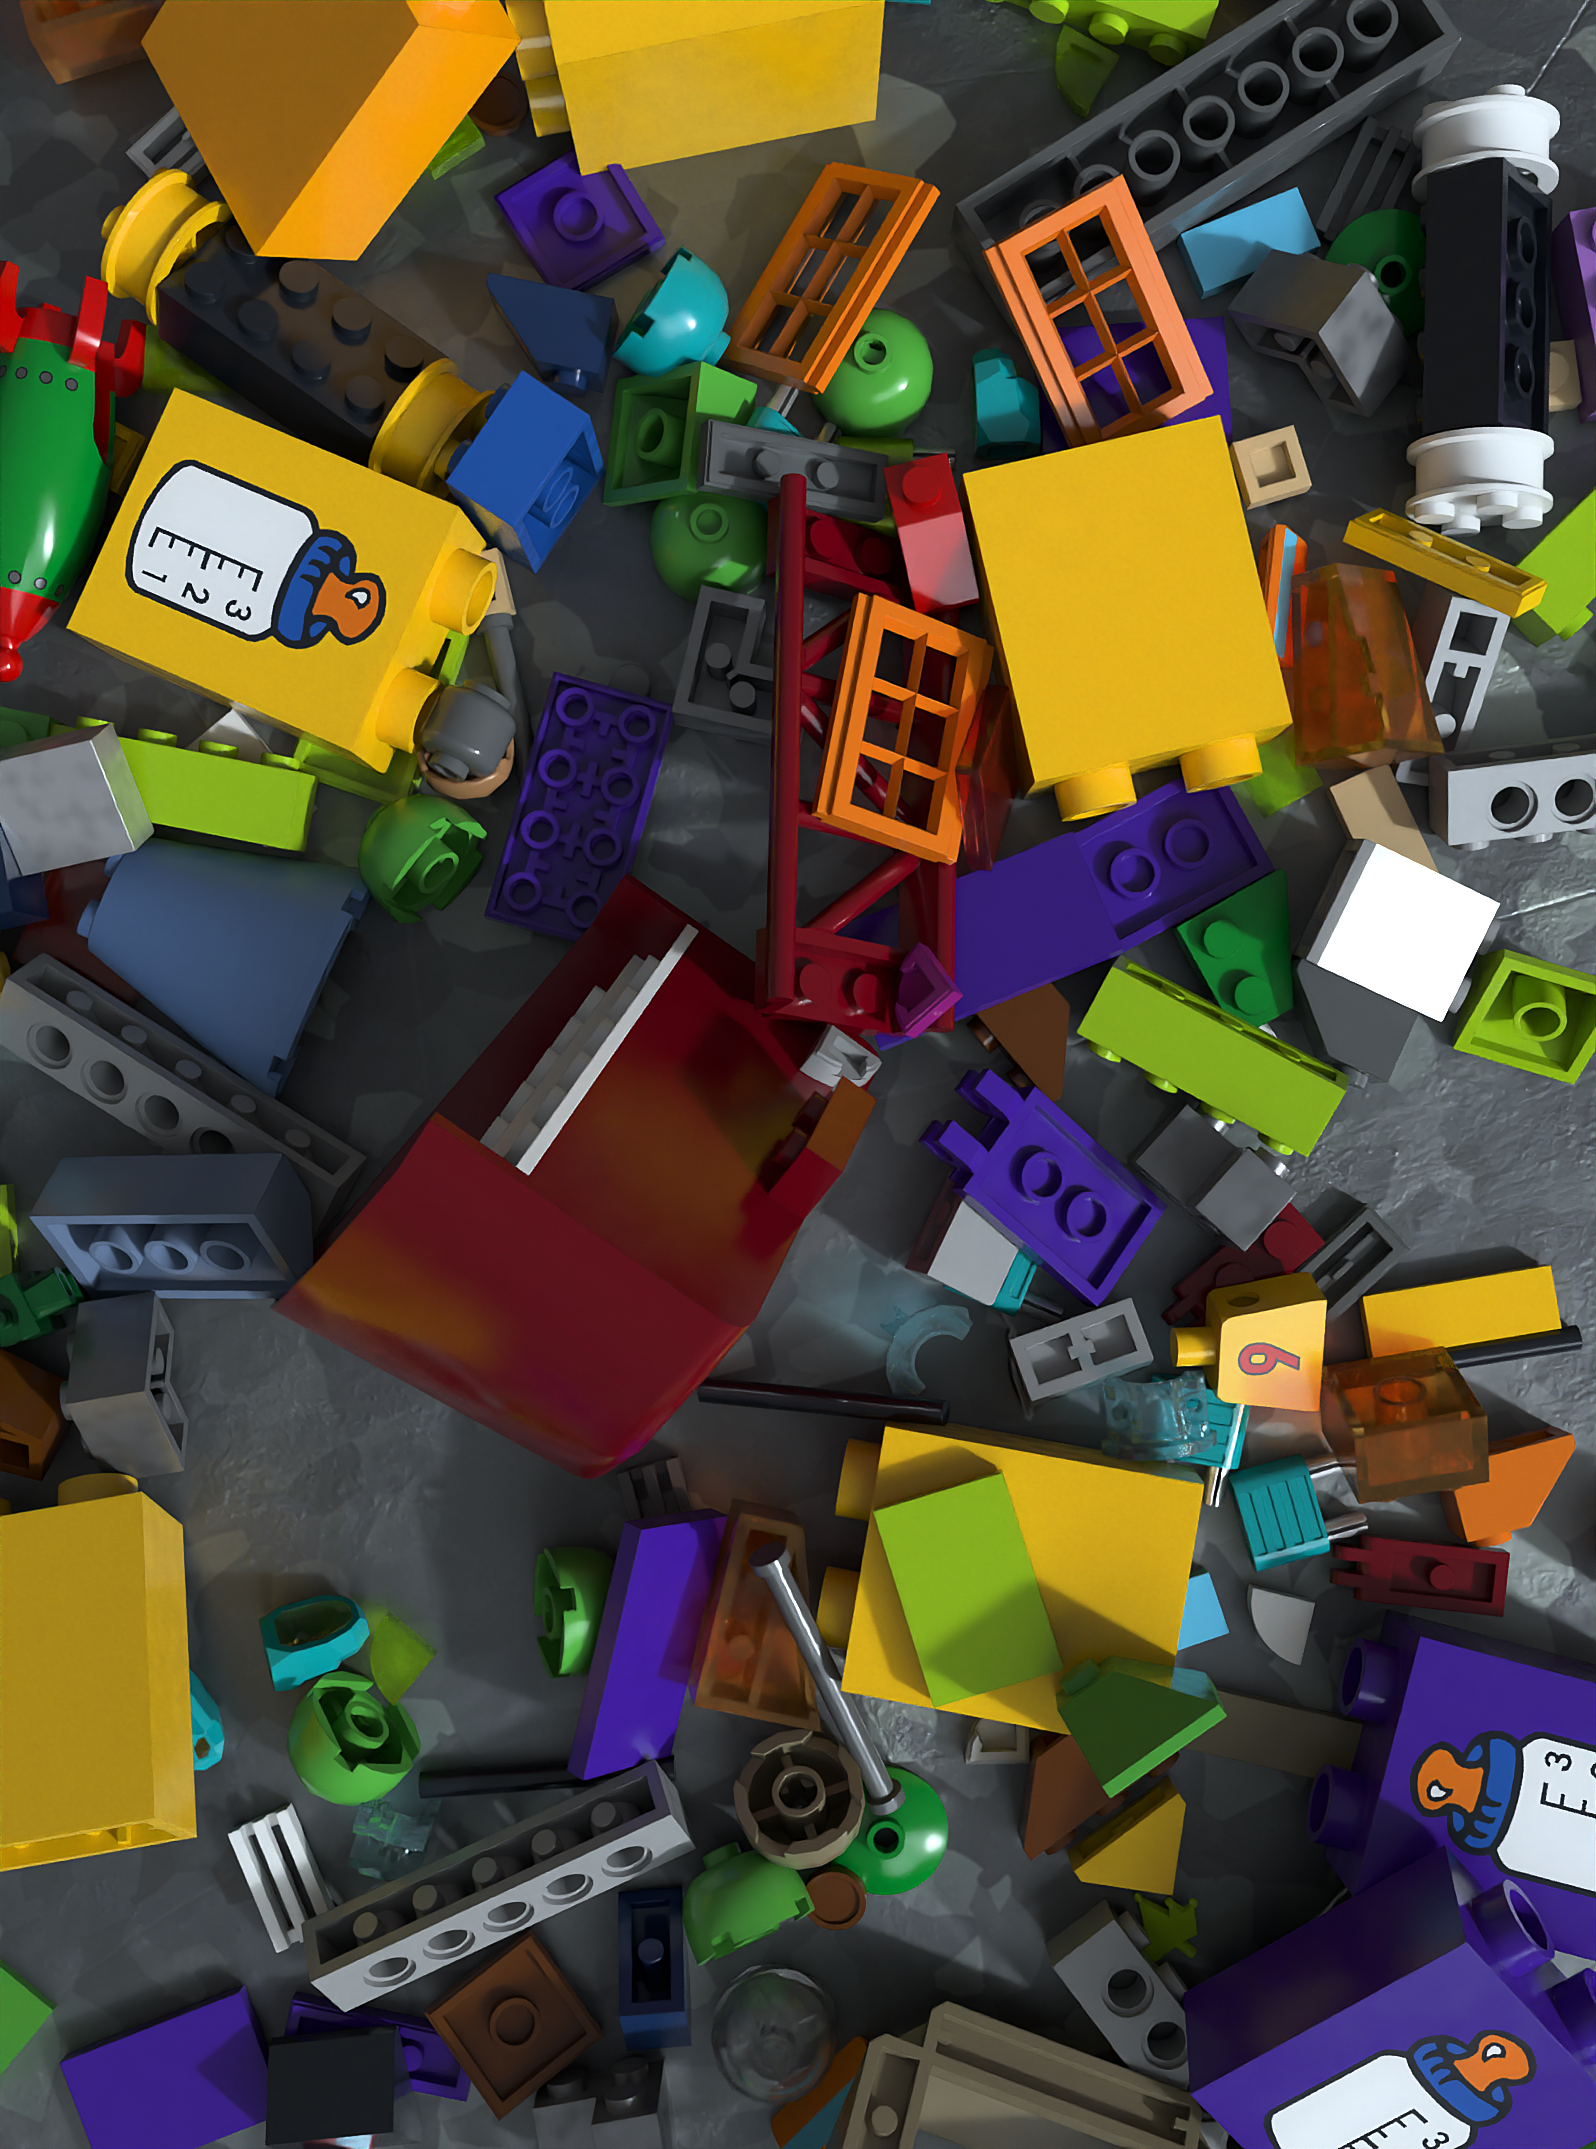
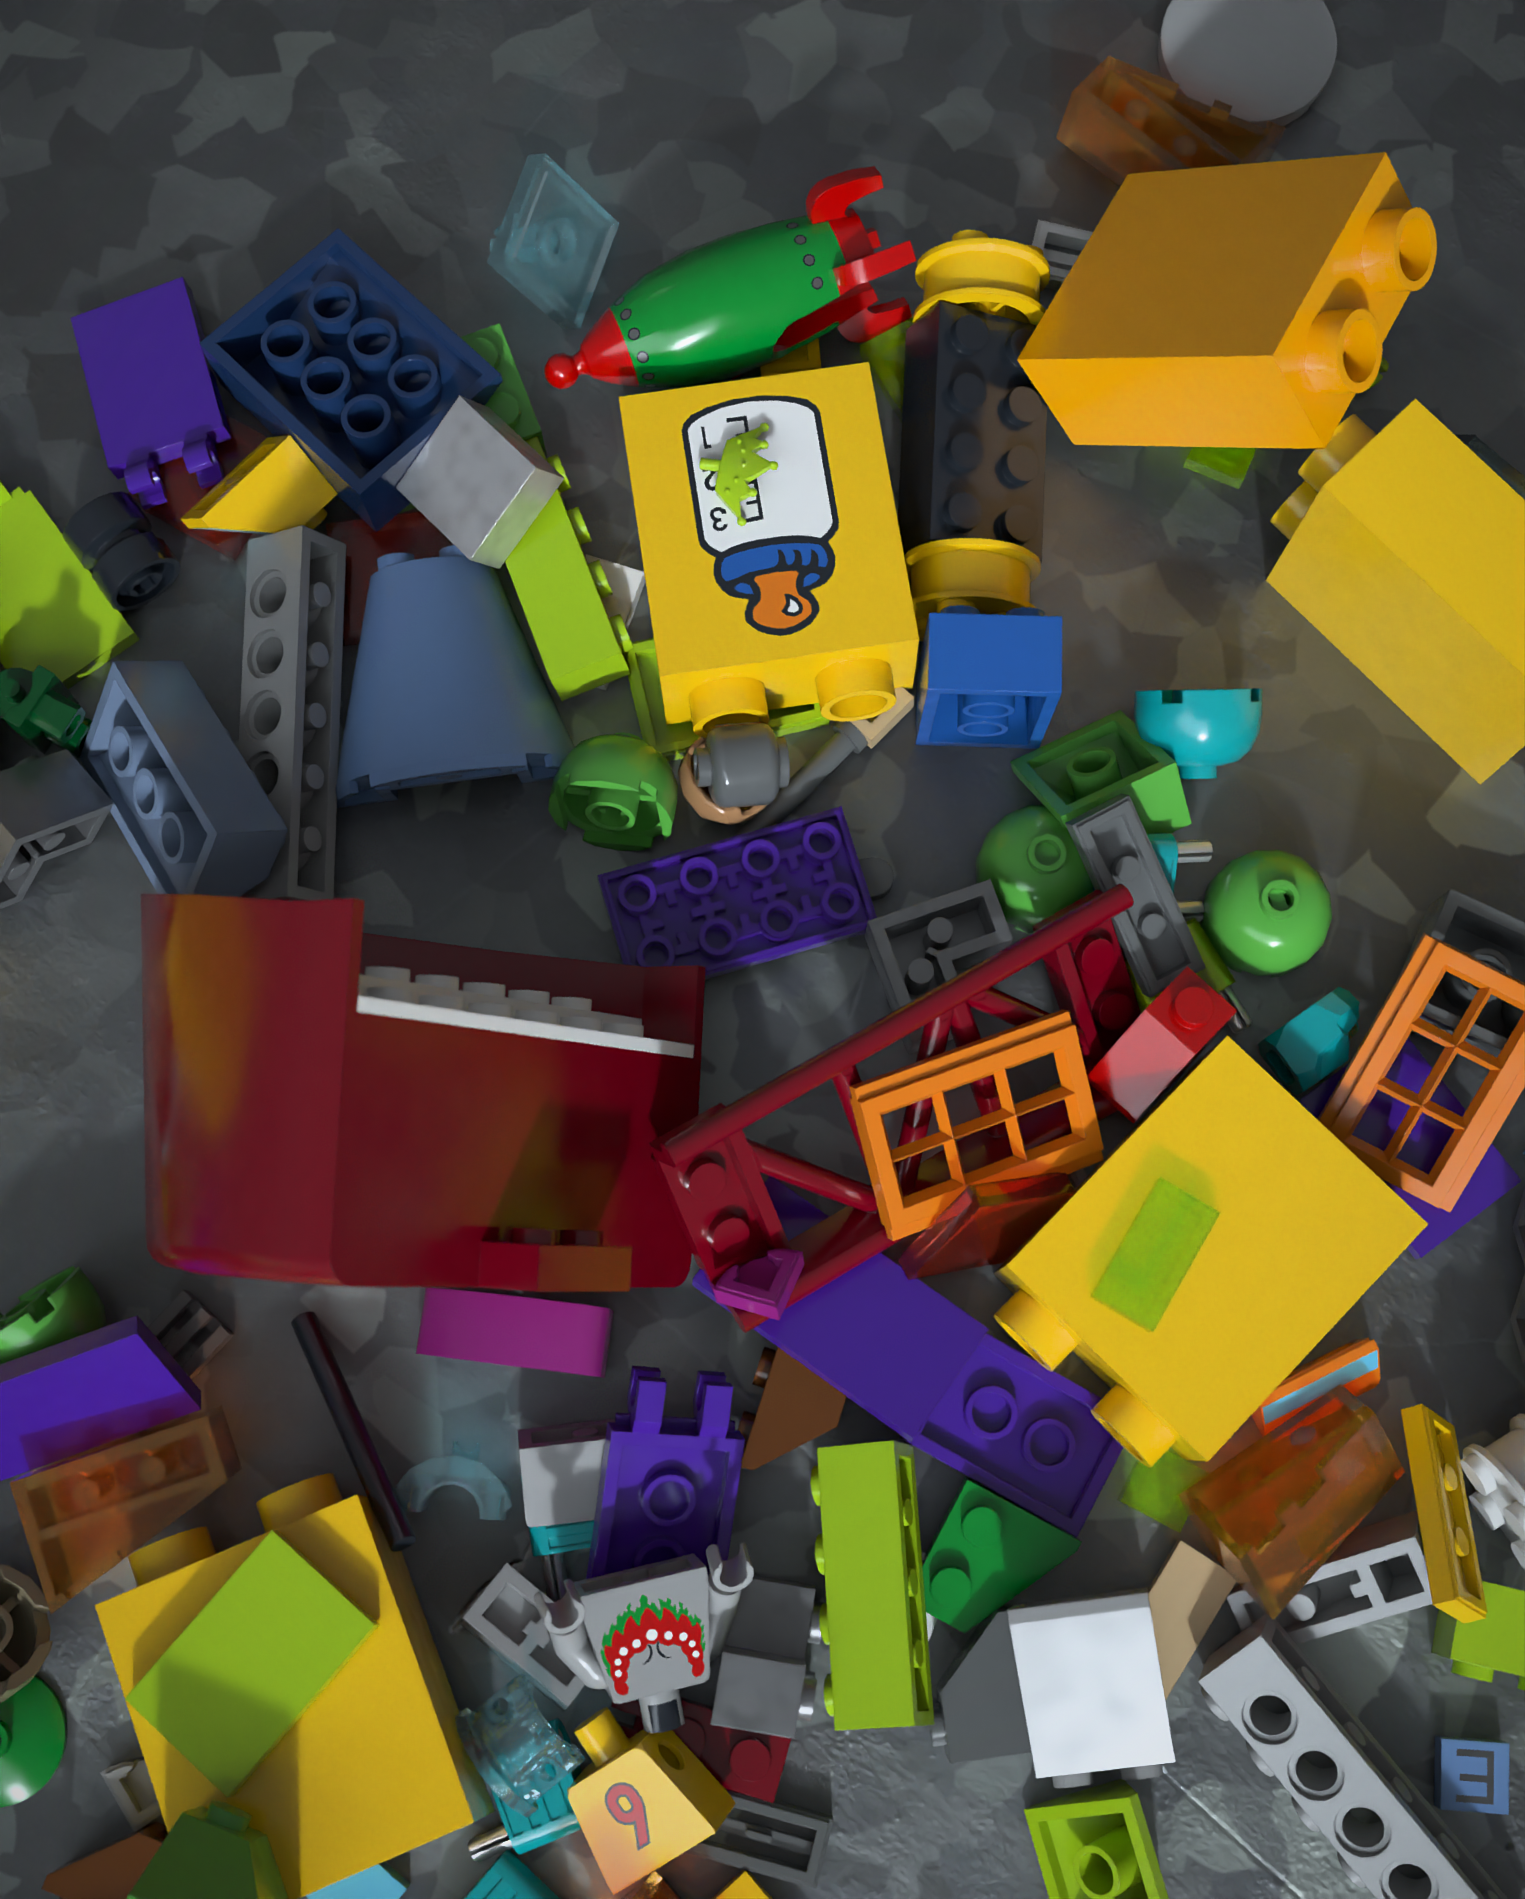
camera: 60 degrees right, 10 degrees down
(203, 563) = (738, 468): none -> lime piece
(501, 106) = (1275, 475): reddish brown piece -> none
(559, 330) = (1127, 639): dark blue slope -> none
(579, 225) = (1225, 601): dark purple tile -> none
(771, 1563) = (30, 1712): dark grey bar -> none
(838, 1220) = (515, 1331): none -> magenta beam
(839, 1055) = (657, 1246): light grey tile -> none
(845, 318) = (1293, 857): orange piece -> none
(1104, 654) = (1155, 1254): none -> clear neon green tile
(1137, 1254) = (649, 1629): none -> light grey torso
(1270, 467) = (1421, 1304): tan plate -> none

